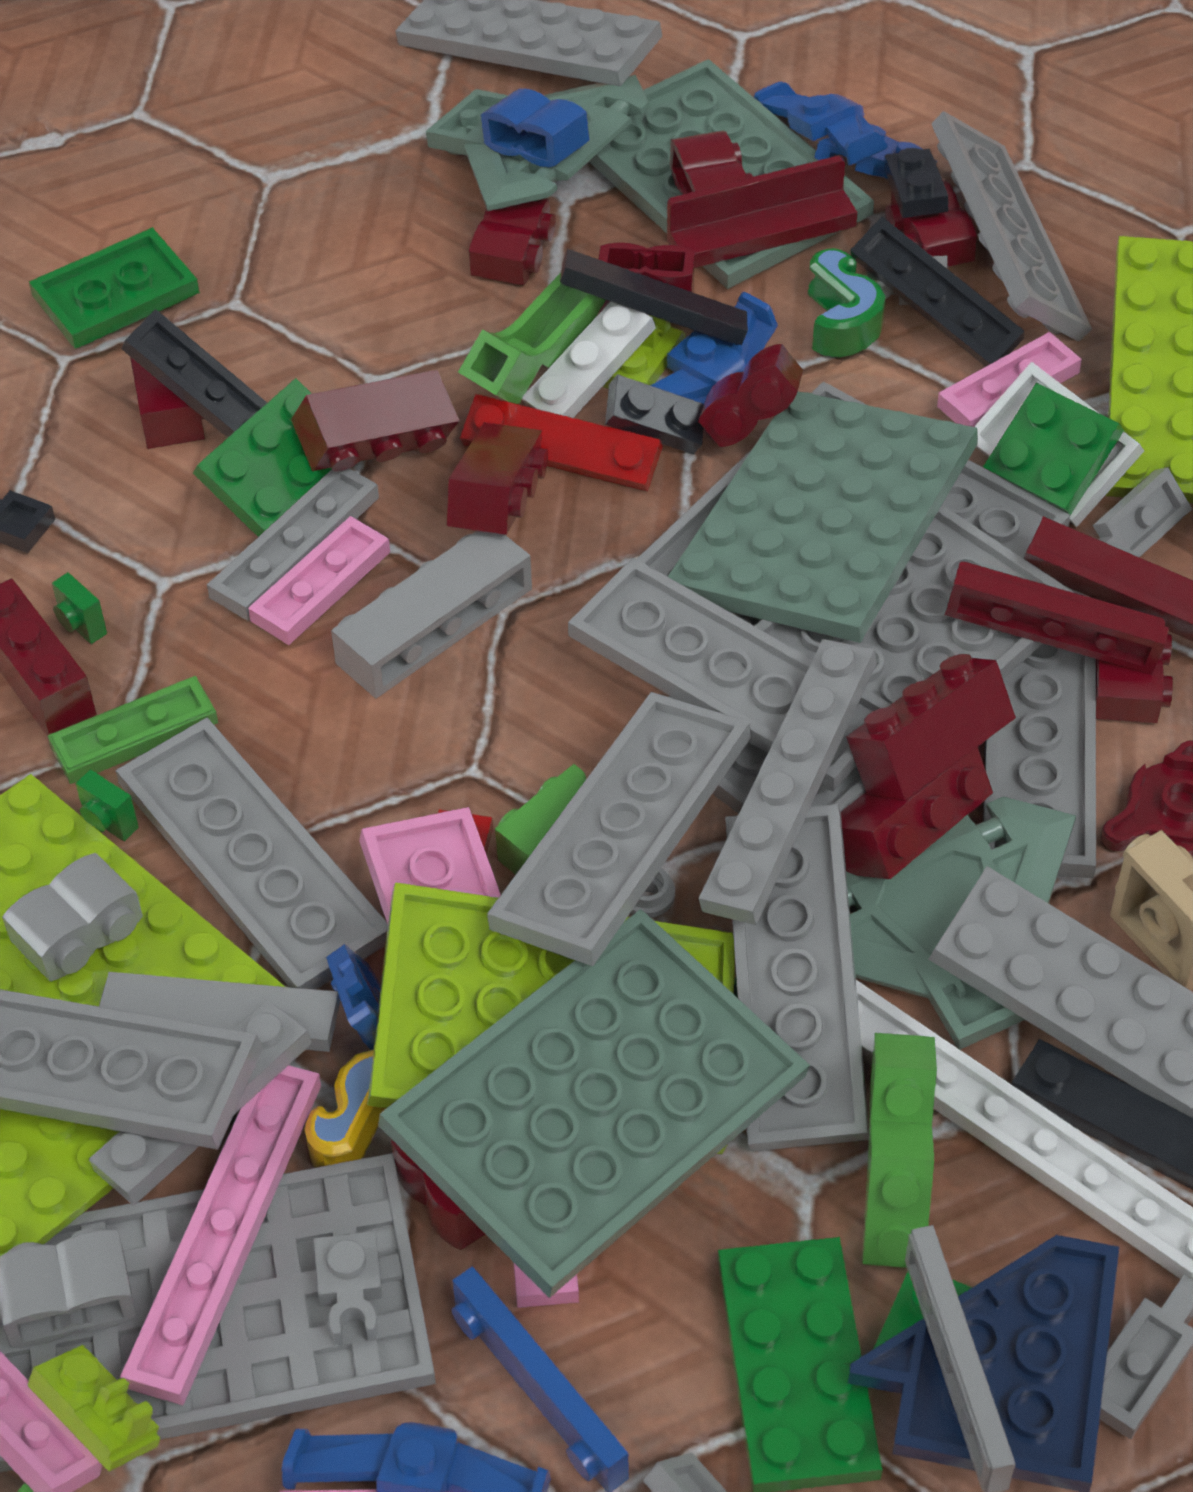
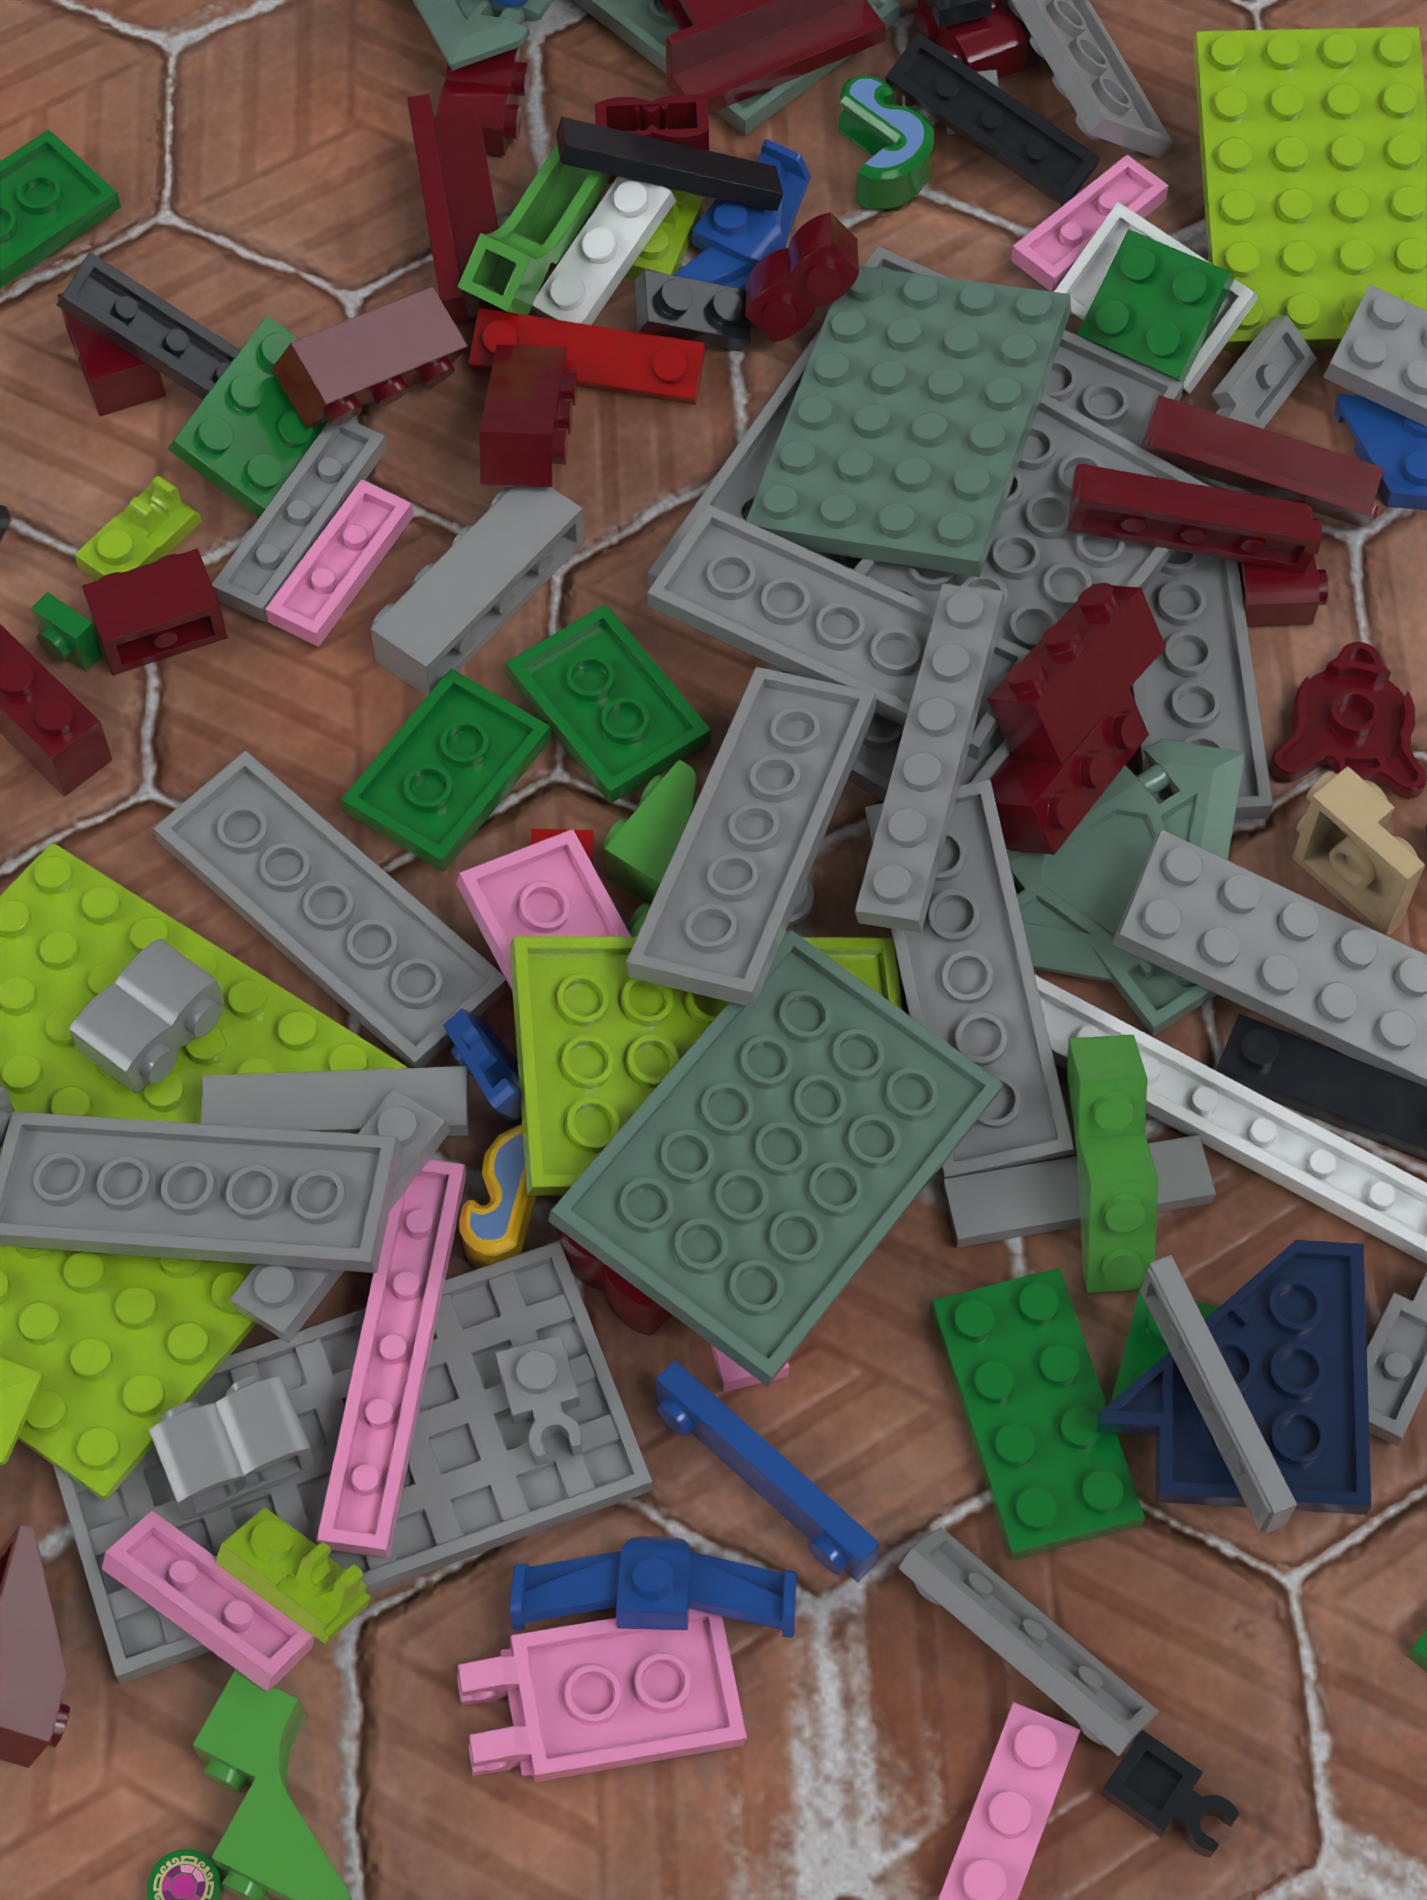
camera: 10 degrees left, 10 degrees up
(106, 806) = (151, 872): green plate -> none
(130, 729) = (158, 772): bright green tile -> none
(155, 600) = (155, 611): none -> dark red brick
(157, 543) = (140, 533): none -> lime plate
(375, 753) = (446, 769): none -> green plate
(471, 302) = (455, 197): none -> dark red panel
(524, 715) = (608, 703): none -> green plate
(838, 1174) = (1046, 1193): none -> light grey tile

